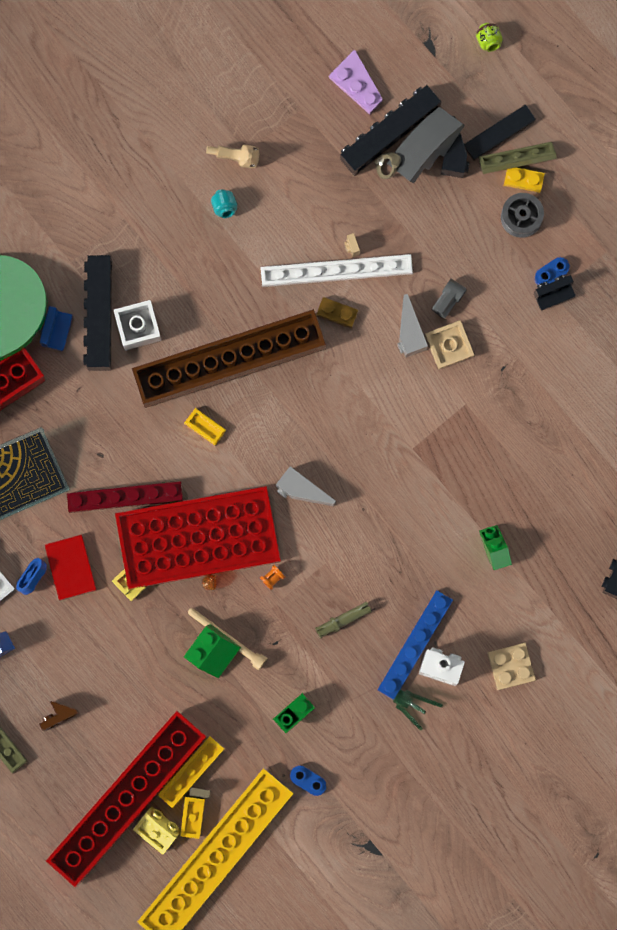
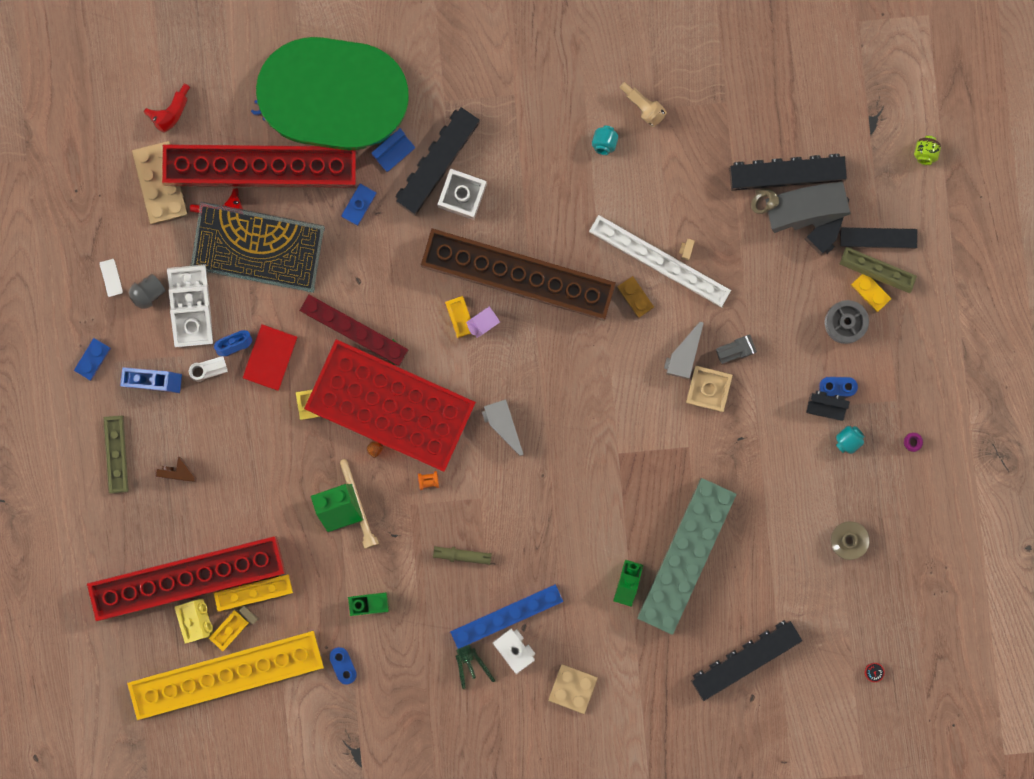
camera: 35 degrees right, 5 degrees up
(26, 610) = (210, 368): none -> white piece
(58, 392) = (358, 204): none -> blue plate
(227, 417) = (482, 322): none -> lavender brick
(356, 83) = (788, 112): lavender wing -> none
(527, 492) = (686, 556): none -> sand green brick
(592, 307) = (850, 439): none -> teal head

